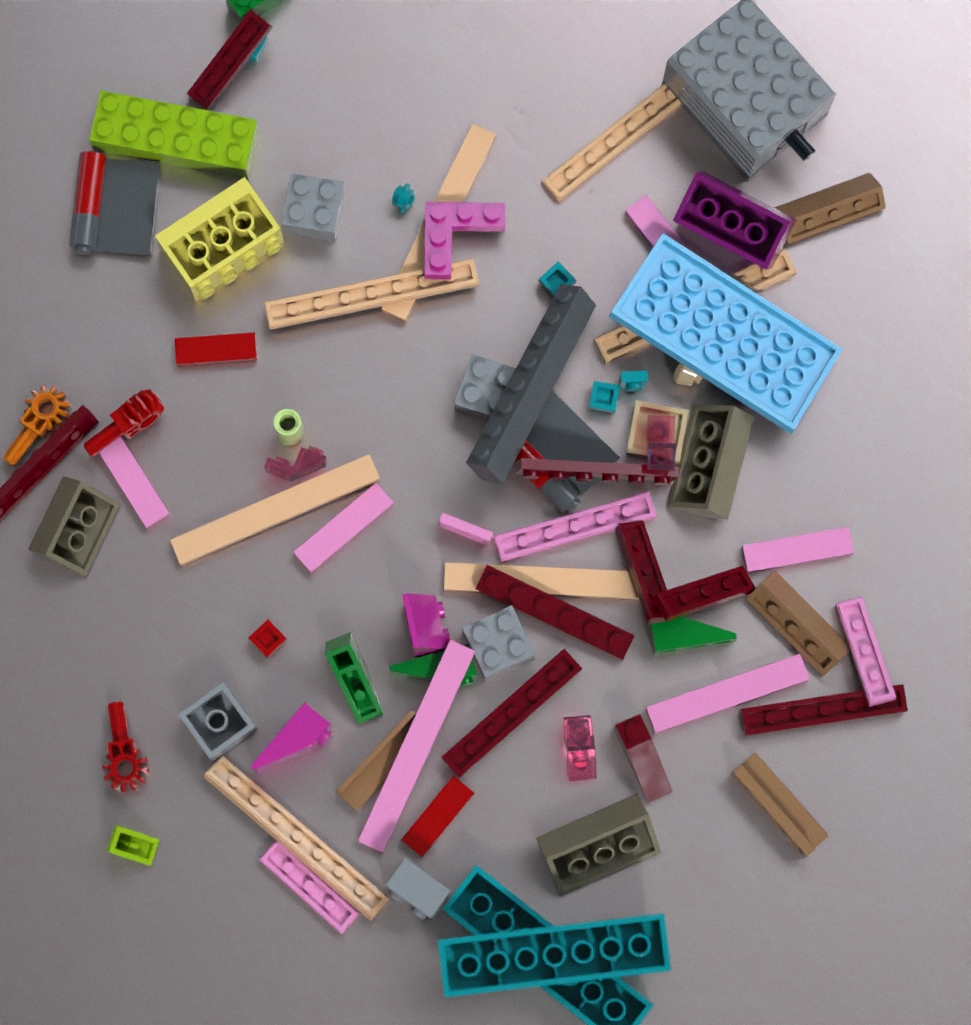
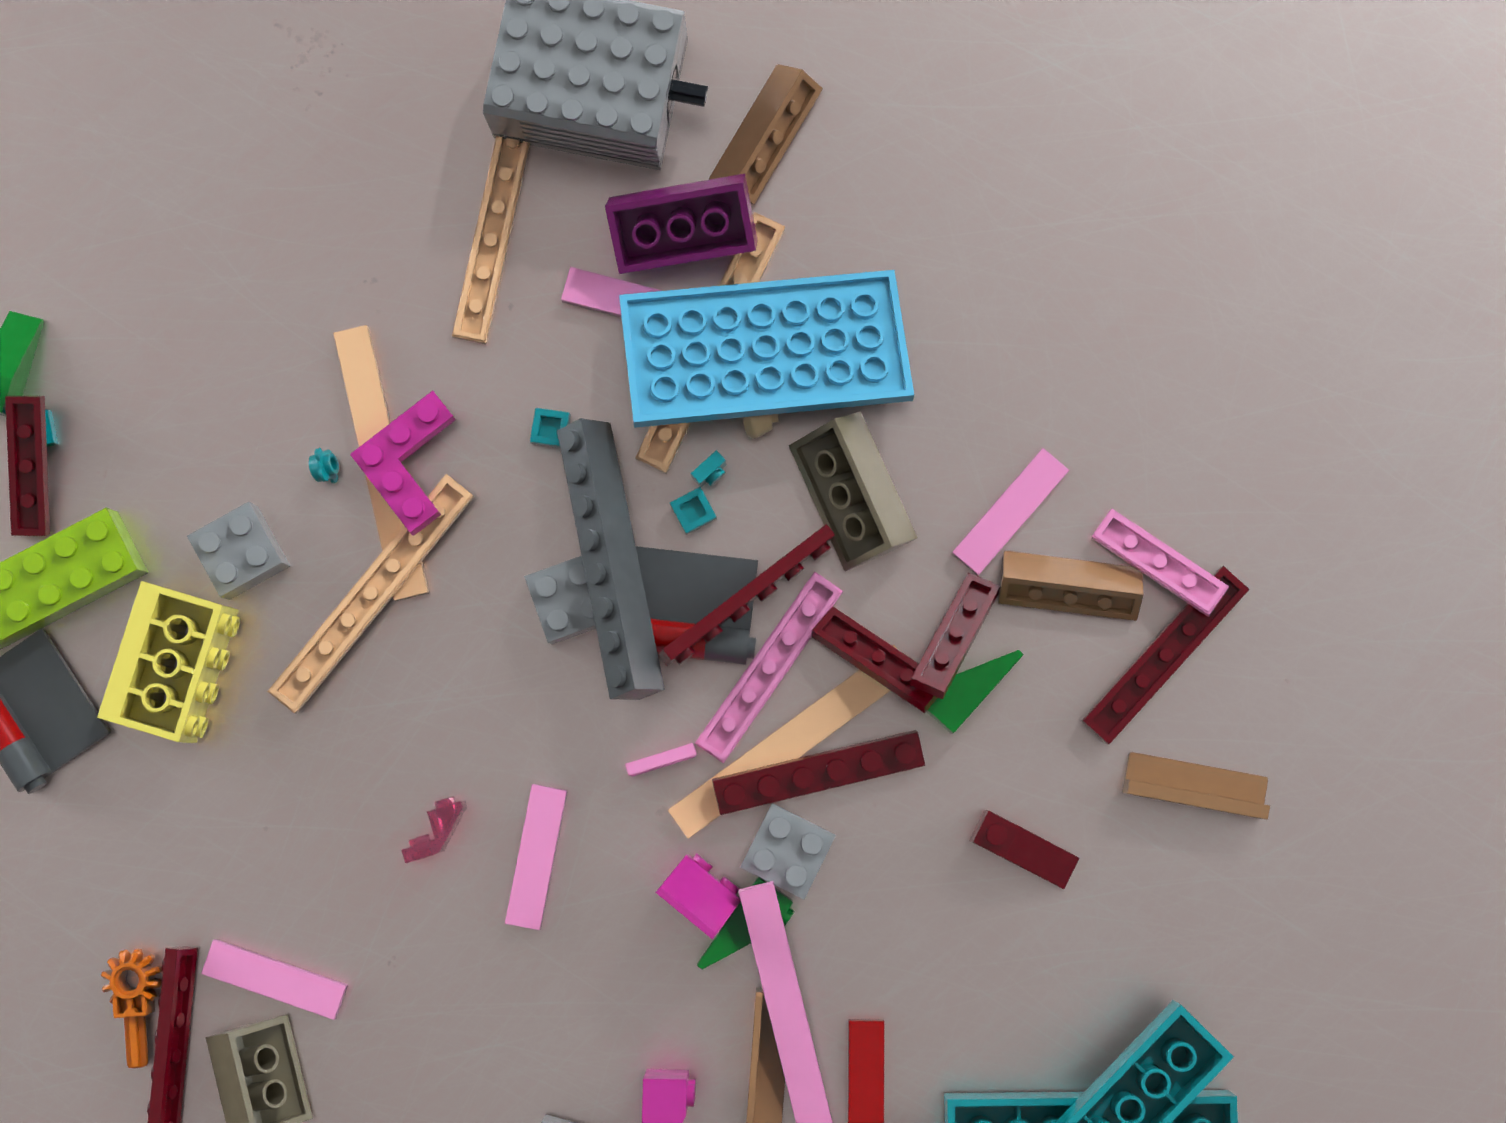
camera: 30 degrees left, 5 degrees up
(129, 419) = (226, 926): red gear -> none
(215, 349) = (257, 777): red tile -> none
(267, 638) = (550, 1033): red plate -> none
(275, 509) = (451, 895): light nougat tile -> none
(288, 417) = (384, 802): yellowish green pin -> none
(353, 677) = (667, 1002): green slope -> none
(511, 713) = (857, 911): dark red plate -> none
(580, 747) = (953, 890): clear pink slope -> none
(599, 844) = (1049, 973): dark tan slope -> none
(638, 431) = (775, 504): tan plate -> none
(660, 442) = (789, 515): clear pink slope -> none
(727, 693) = (1055, 715): bright pink tile -> none

